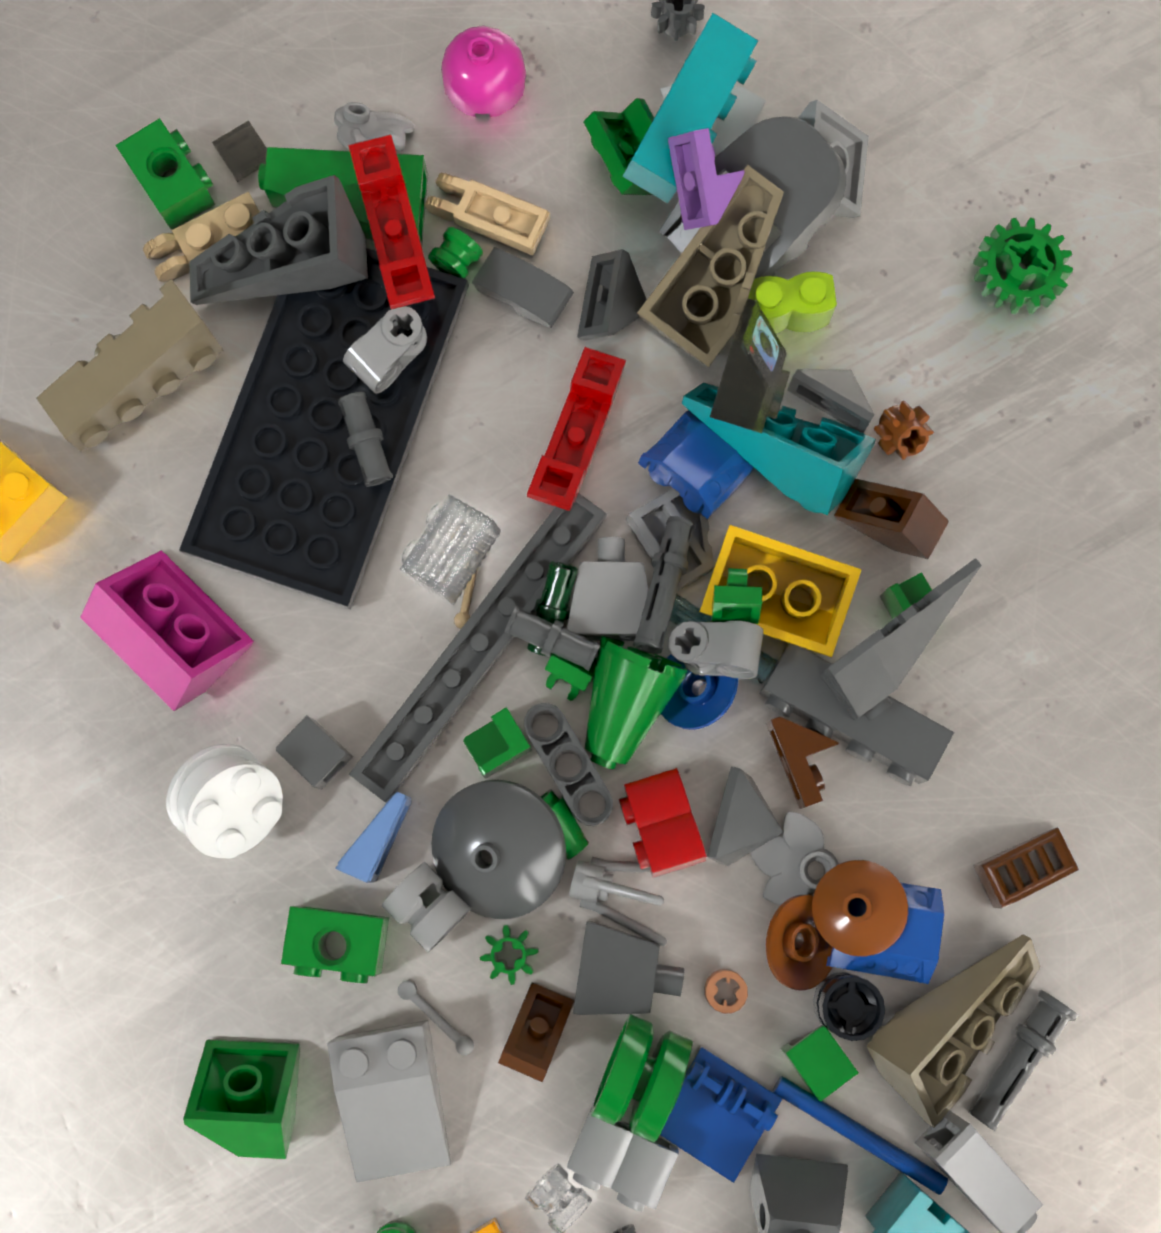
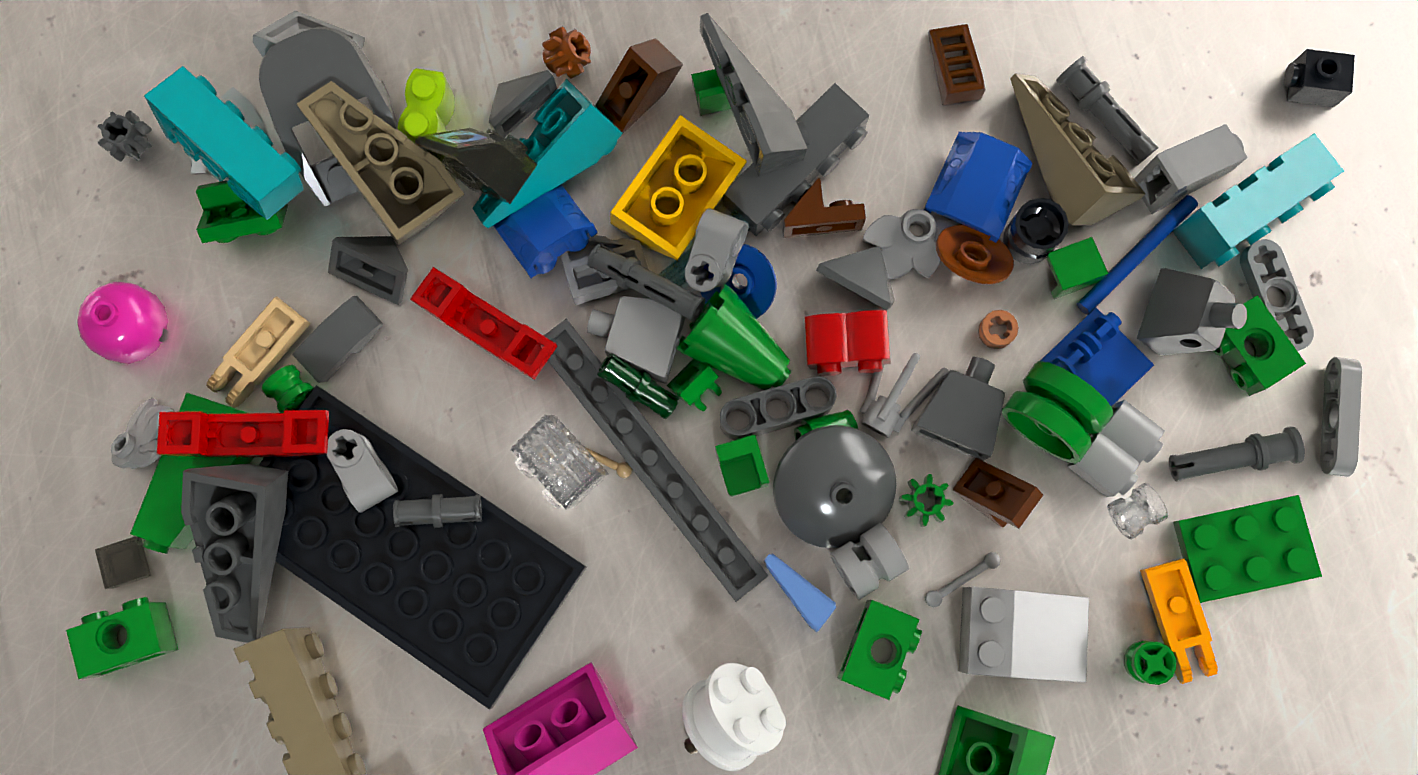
camera: 75 degrees left, 0 degrees up
(199, 235) = (193, 619): tan hinge -> none
(313, 752) = (708, 629): dark grey panel -> none
(552, 638) = (666, 389): dark grey pin -> none
(700, 190) = (304, 149): medium lavender slope -> none
(736, 600) = (679, 221): green tile -> none
(884, 915) = (943, 214): dark orange dish -> none

